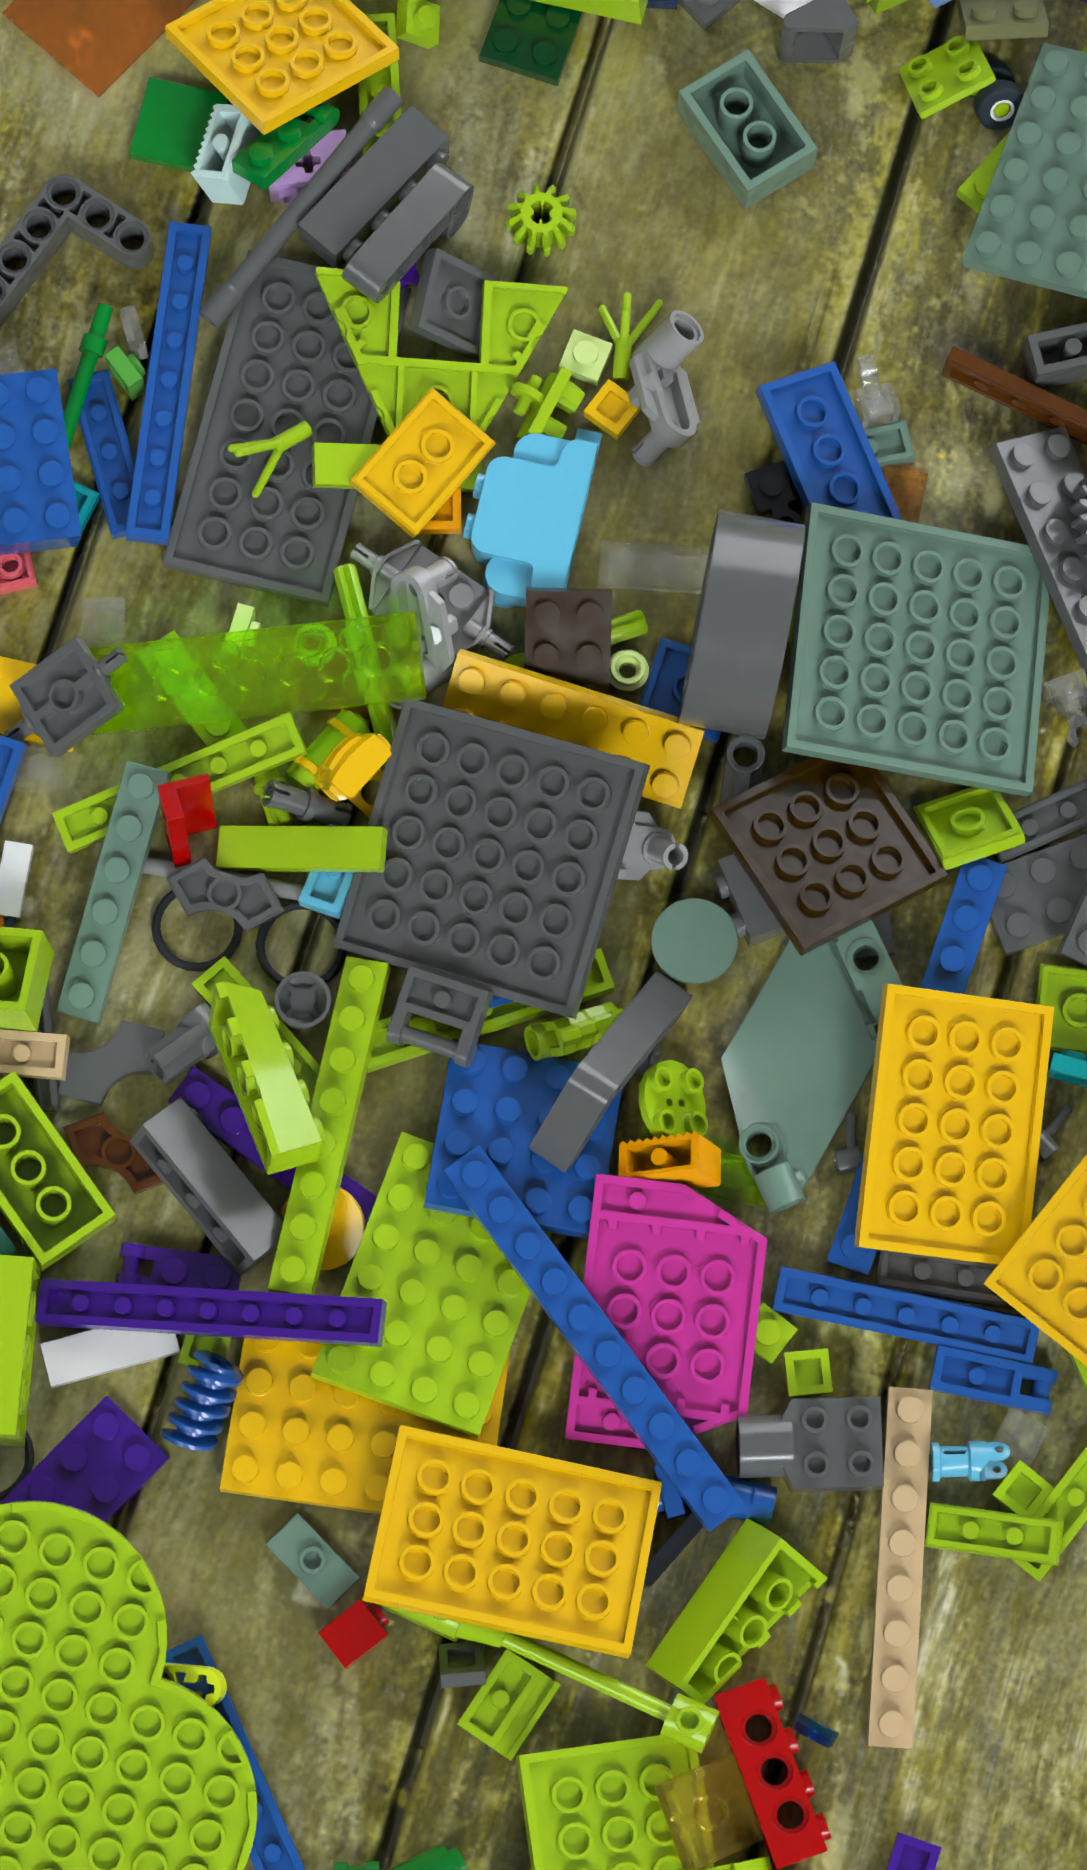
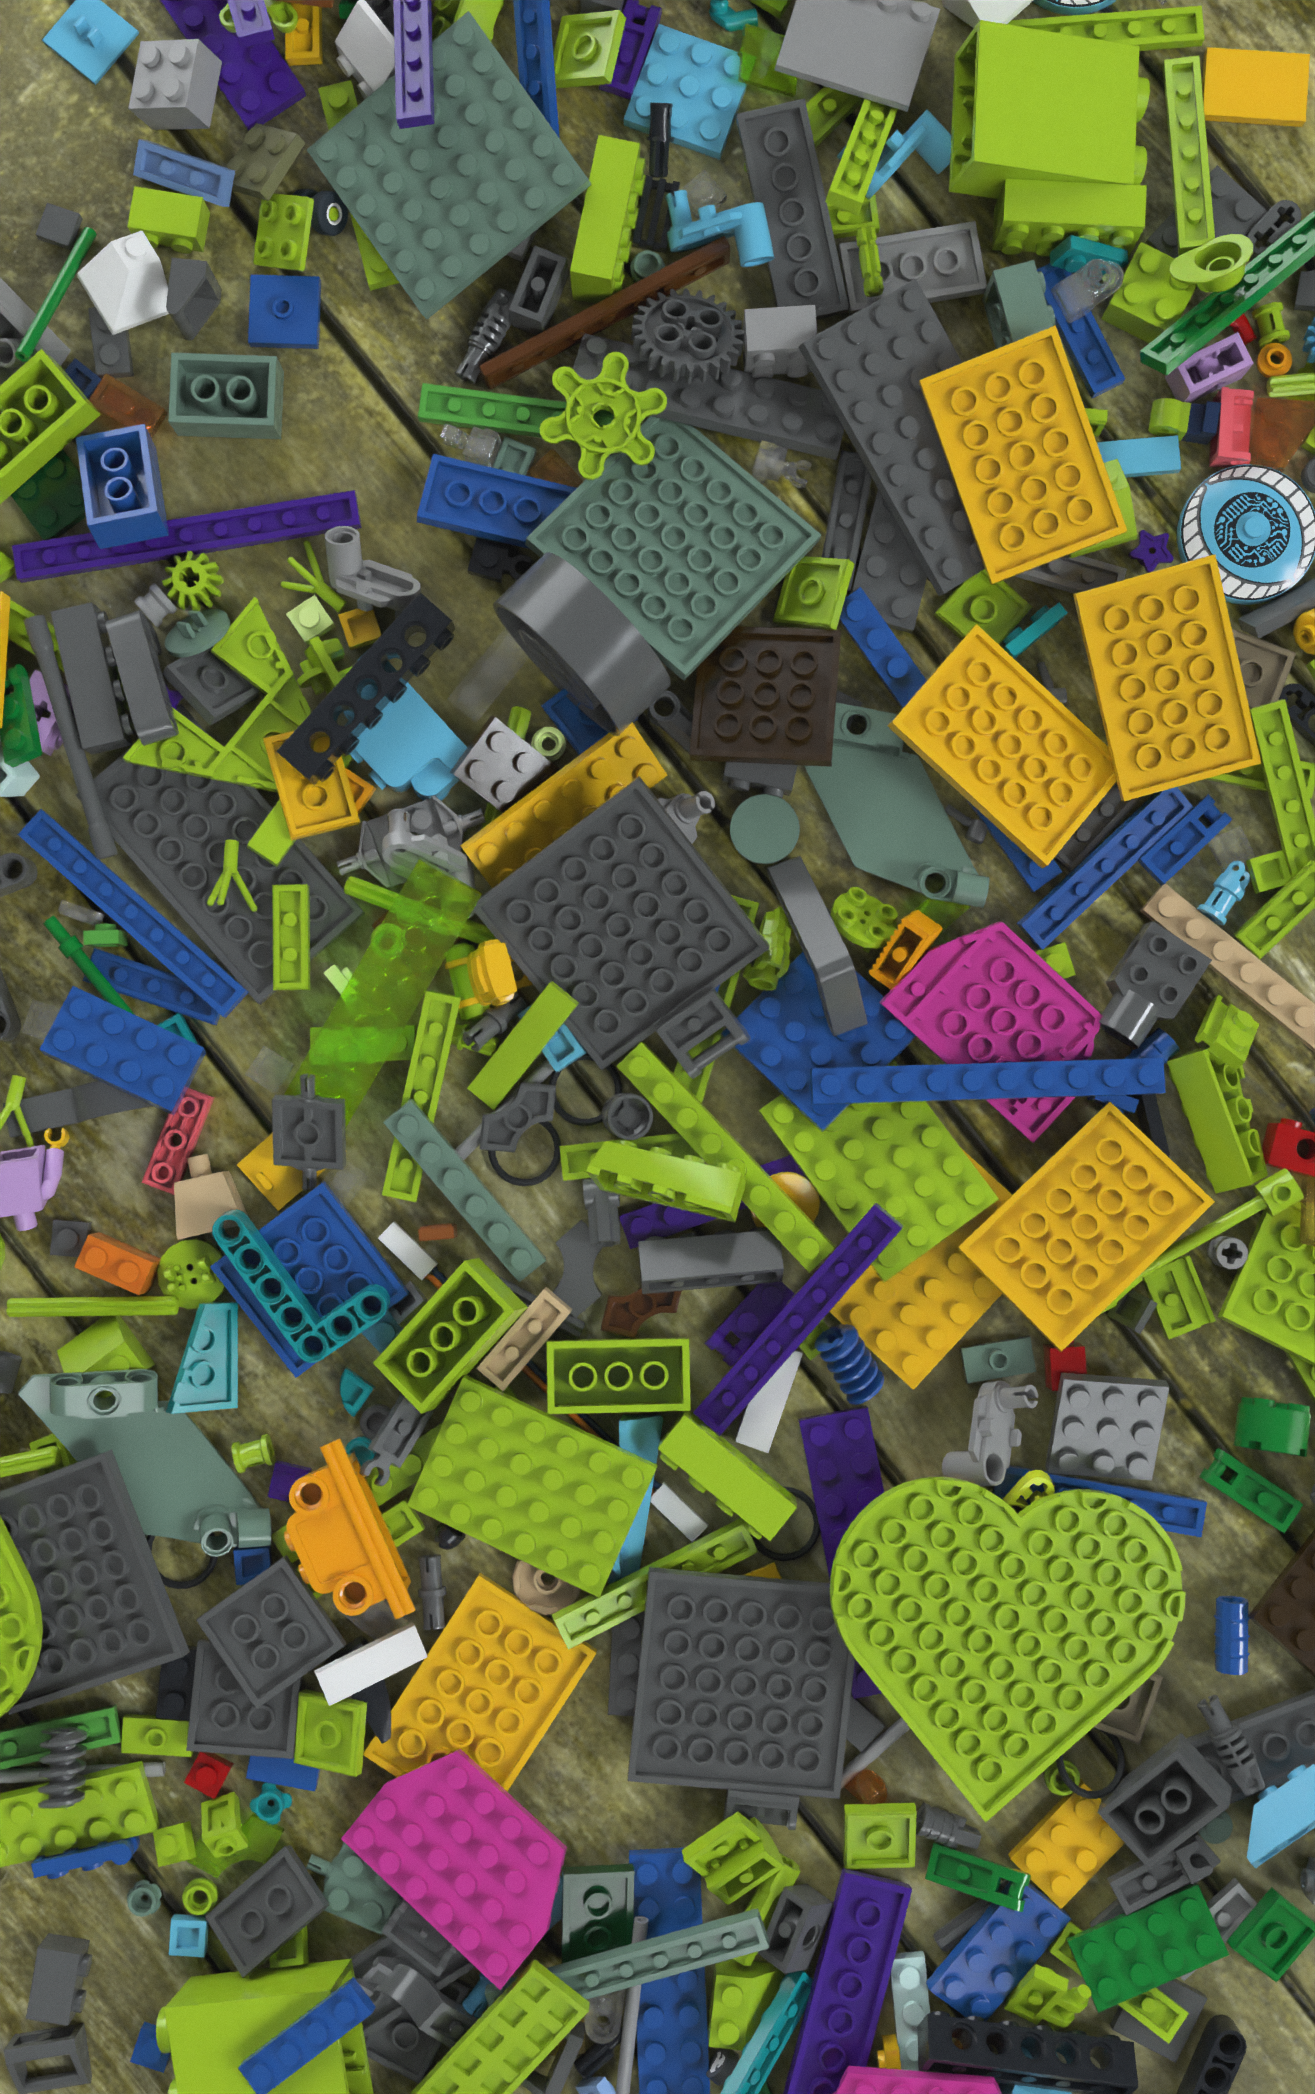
camera: 50 degrees left, 10 degrees up
(52, 894) = (437, 1232): none -> dark orange tile
(186, 810) = (442, 1107): red panel -> none
(229, 1600) = (990, 1434): none -> light grey piece
(251, 549) = (291, 937): none -> lime tile
(319, 1719) = (1106, 1426): none -> plate
(492, 200) = (155, 605): none -> light grey wheel
(492, 256) = (197, 632): none -> sand green piece
(532, 435) = (418, 616): none -> black brick
(584, 90) = (121, 486): none -> blue brick
(588, 189) = (195, 533): none -> dark purple plate
(596, 1710) = (1229, 1262): none -> light grey bush
(668, 45) = (126, 405): none -> clear orange plate
(807, 1373) = (1098, 955): lime plate -> none
(821, 1558) = (1227, 1032): none -> lime plate
(873, 129) = (284, 311): none -> blue plate
(938, 423) = (491, 410): none -> bright green plate
(990, 334) = (486, 335): none -> dark grey hinge
(992, 468) = (603, 393): none -> lime plate

